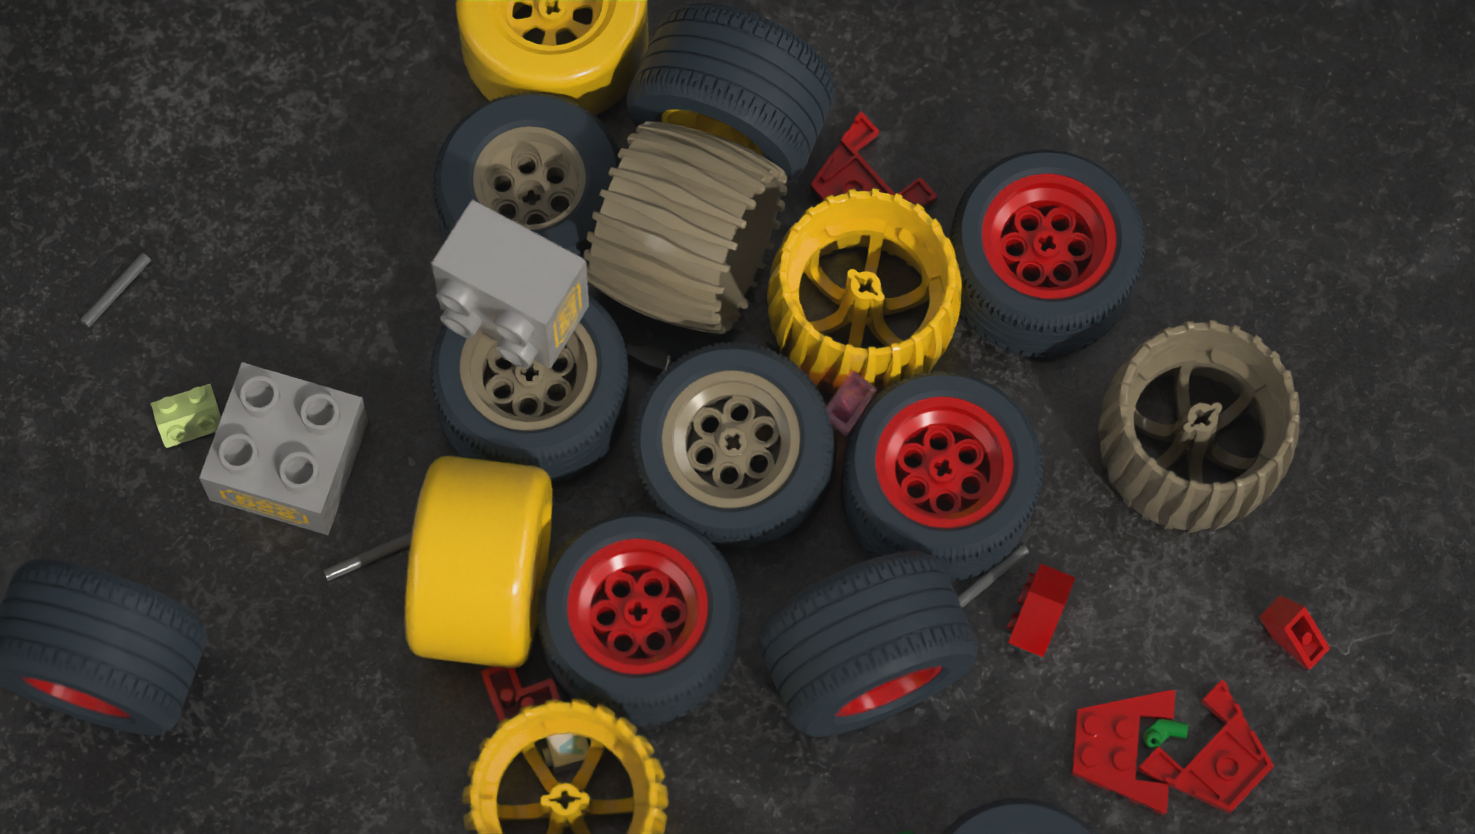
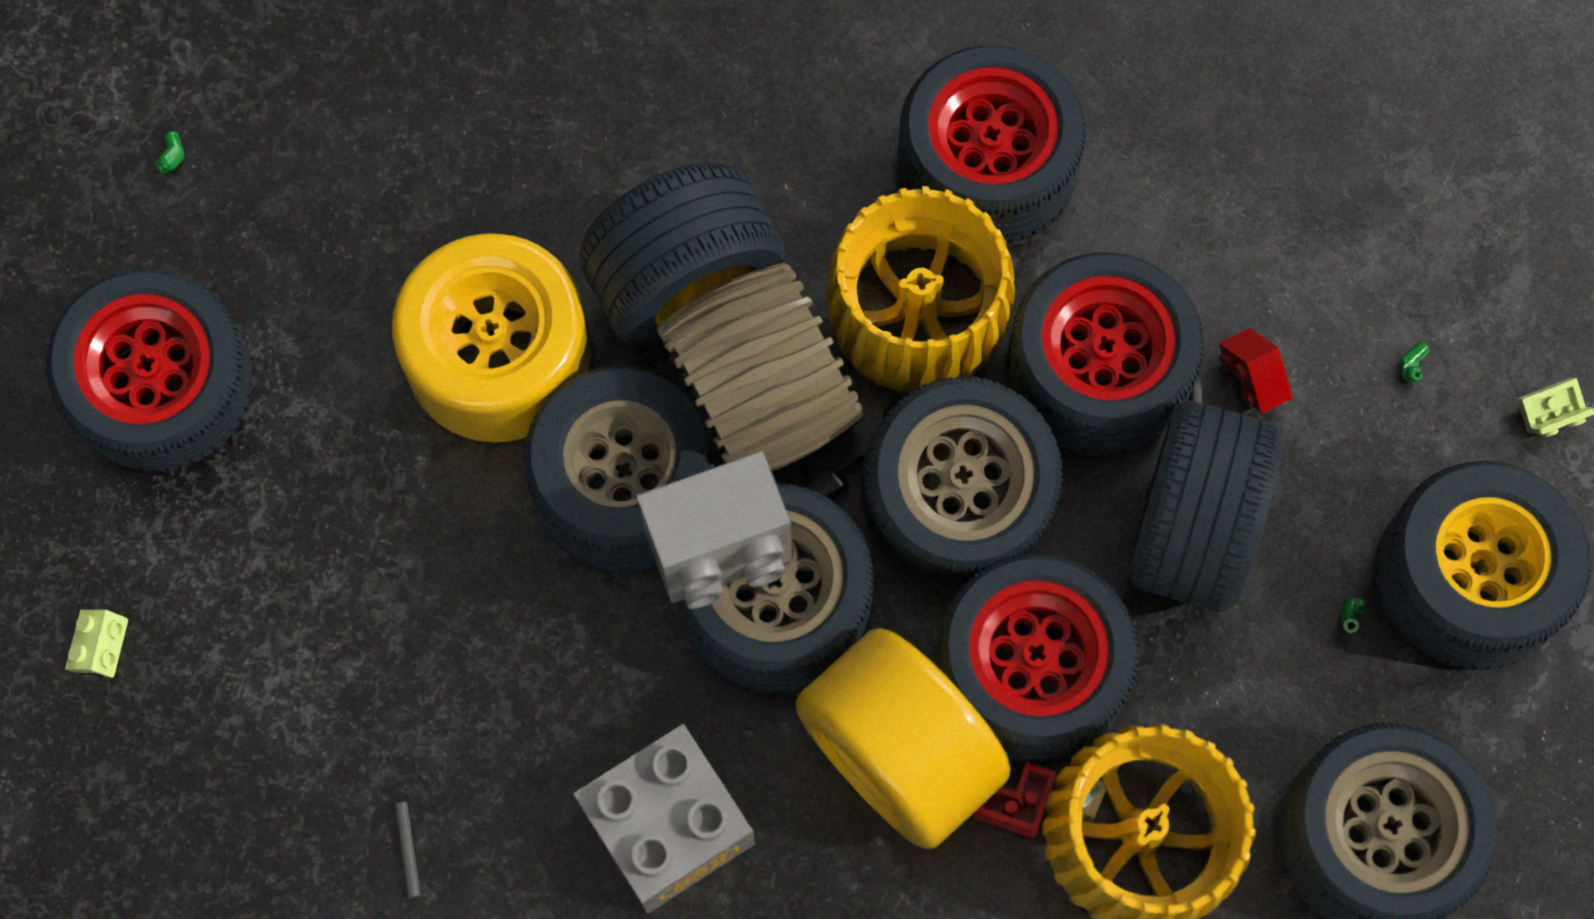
camera: 45 degrees left, 0 degrees up
(187, 415) = (564, 874): yellowish green bracket -> none
(368, 556) = (800, 826): dark grey bar -> none
(849, 171) = (810, 236): red wing -> none
(849, 402) = (1004, 365): clear pink slope -> none
(1109, 744) = (1392, 409): red wing -> none
(1225, 767) = (1473, 339): red wing -> none
(1228, 358) = (1244, 84): dark tan wheel -> none
(1295, 631) = (1409, 213): red slope -> none

